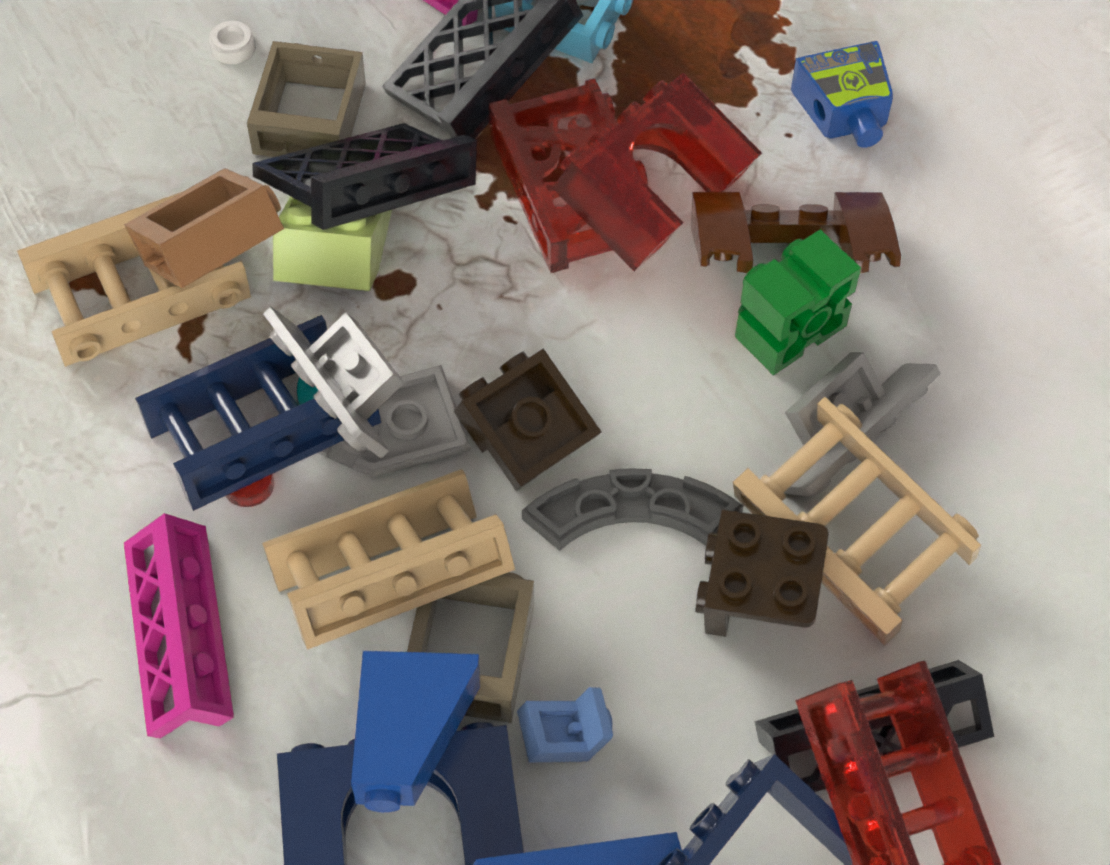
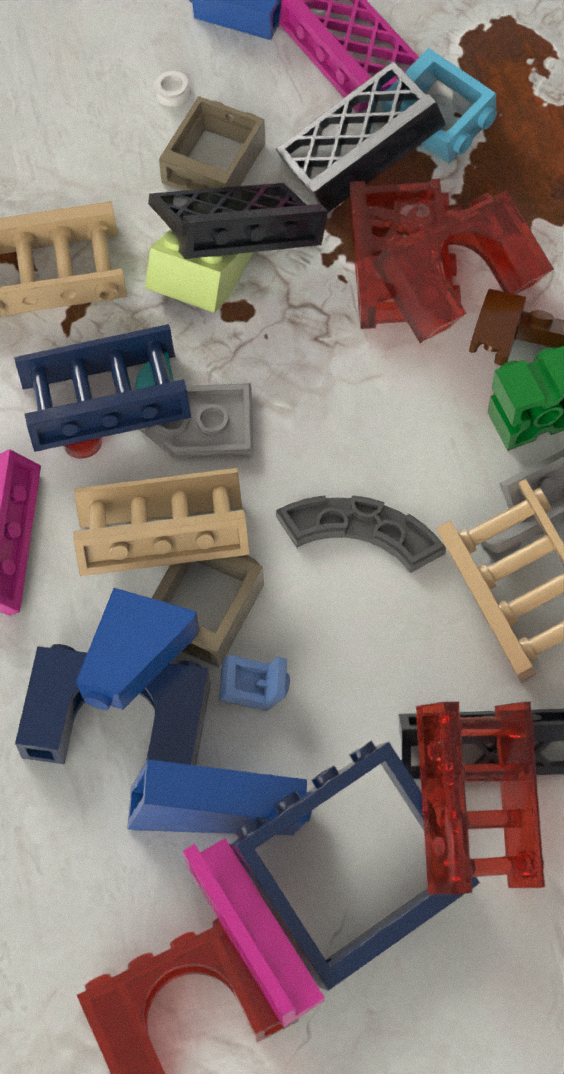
camera: 20 degrees right, 5 degrees up
(205, 226) = (100, 236): medium nougat window -> none
(346, 371) = (165, 373): light grey bracket -> none
(526, 417) = (300, 439): dark brown plate -> none
(762, 571) = (437, 602): dark brown bracket -> none

